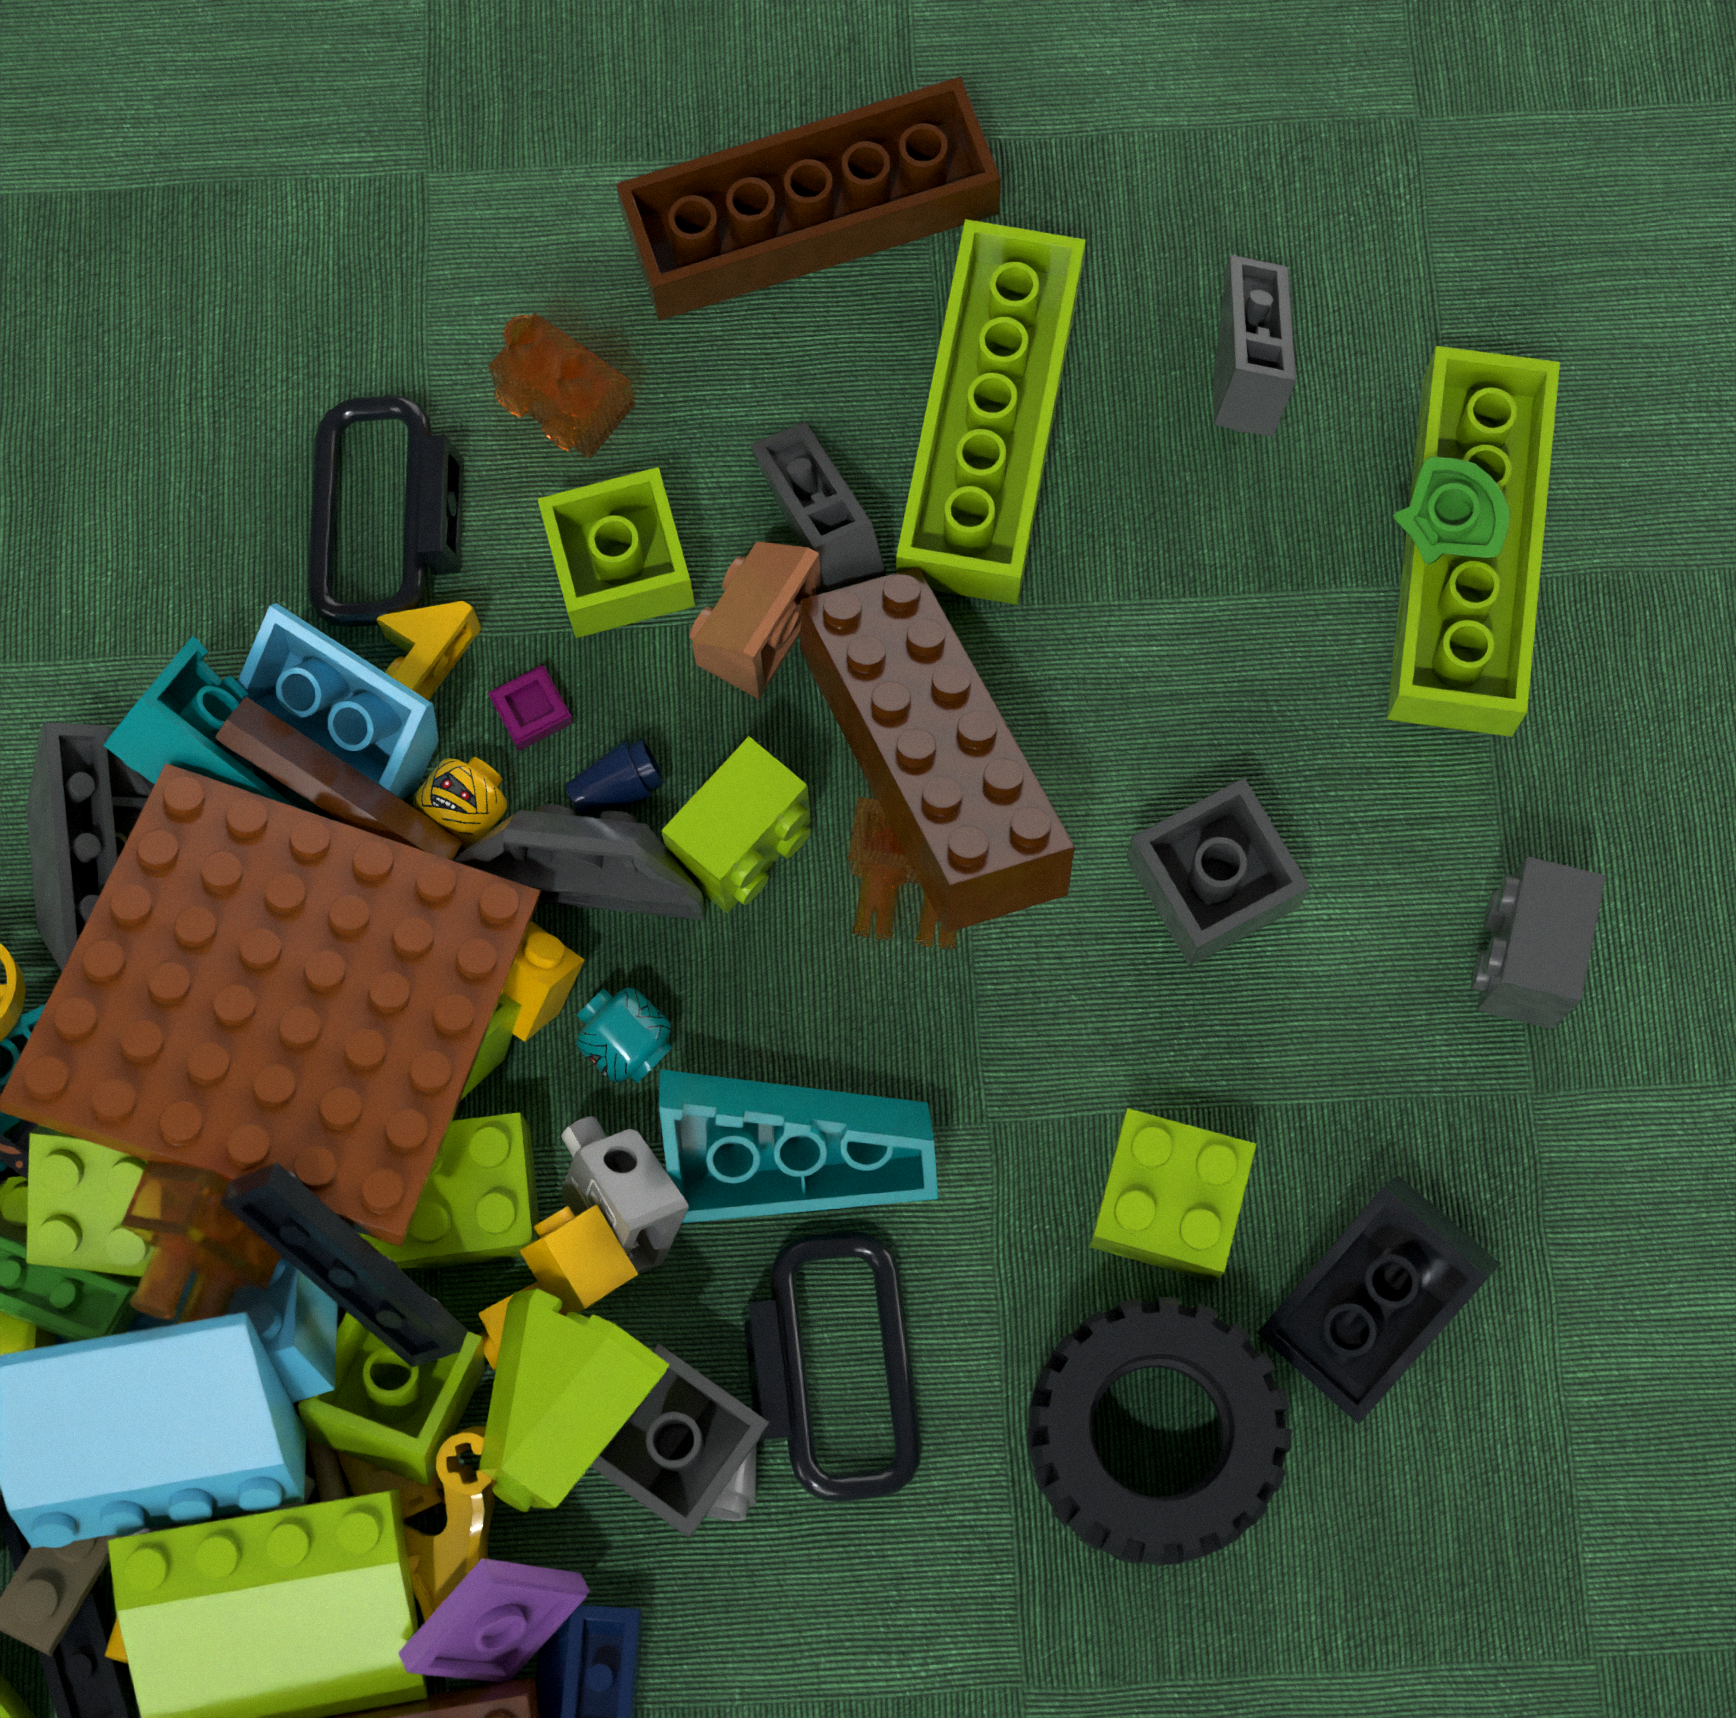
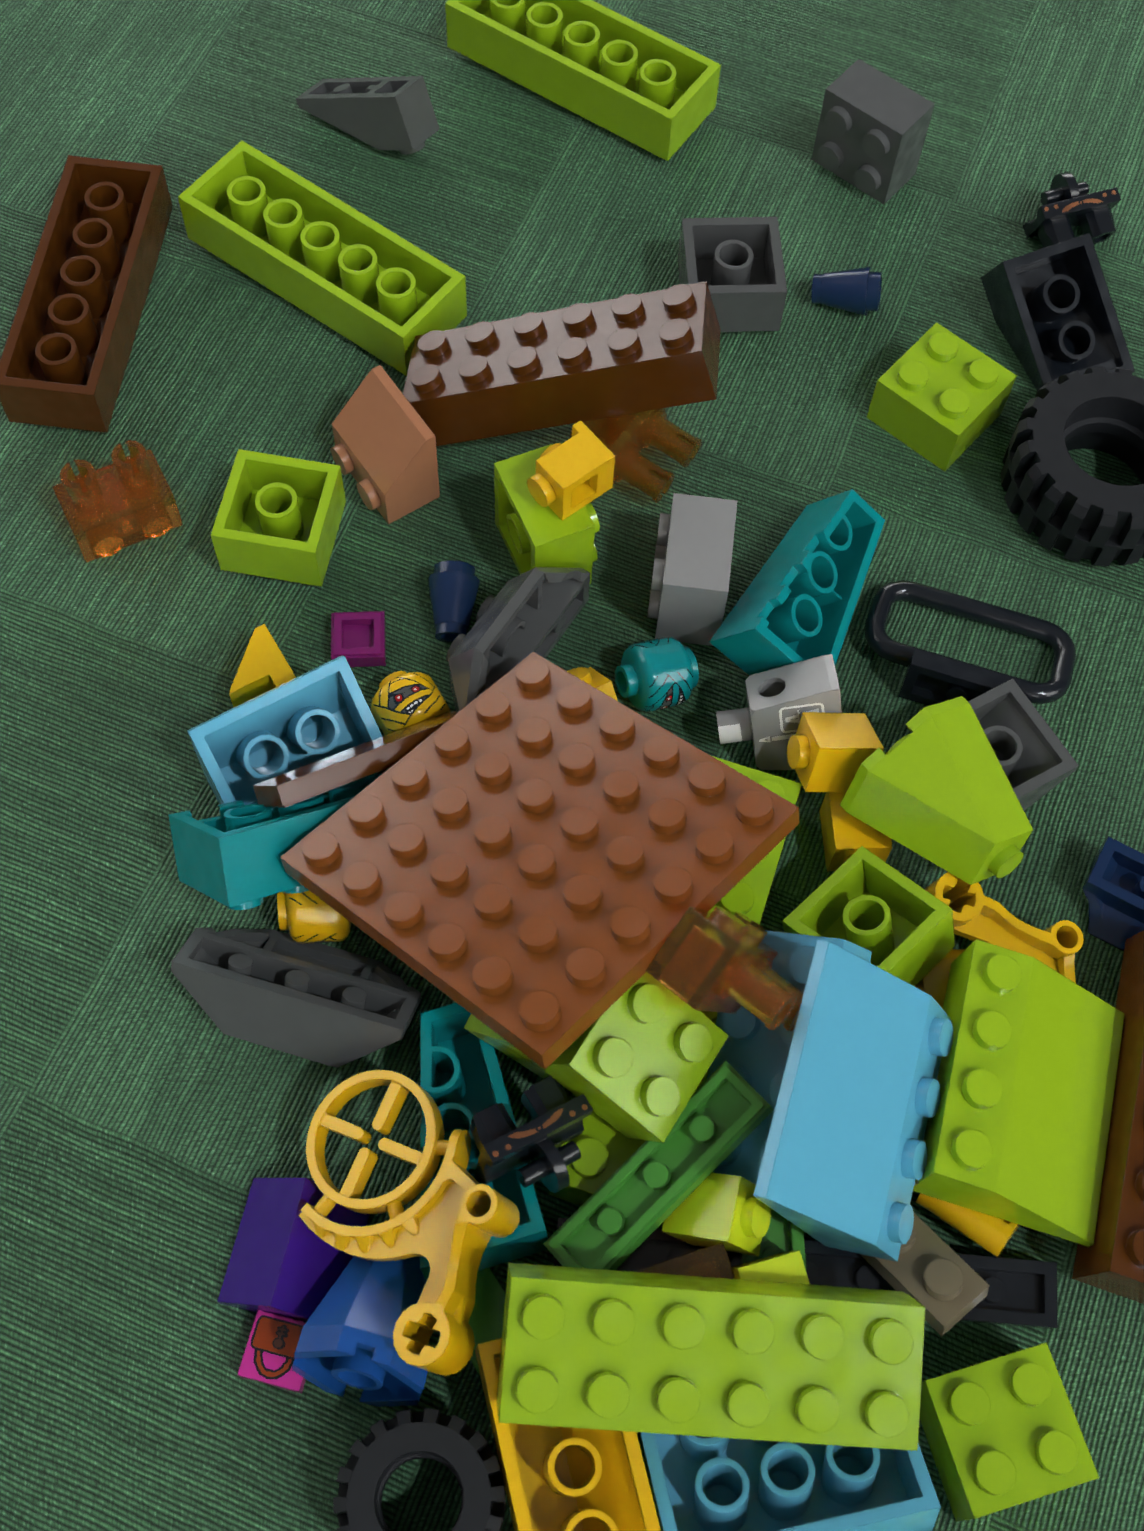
camera: 70 degrees left, 10 degrees down
(344, 1265) = (791, 871): black plate -> none
(430, 514) = (143, 627): black bar -> none
(494, 1621) = (1092, 929): medium lavender tile -> none
(754, 822) = (572, 472): none -> yellow brick
(758, 1011) = (692, 568): none -> light grey brick
(819, 507) = (316, 386): dark grey slope -> none
(1289, 1023) = (848, 290): none -> dark blue cone
(1455, 511) = (568, 33): bright green animal -> none
(1589, 1278) = (1069, 206): none -> black hips

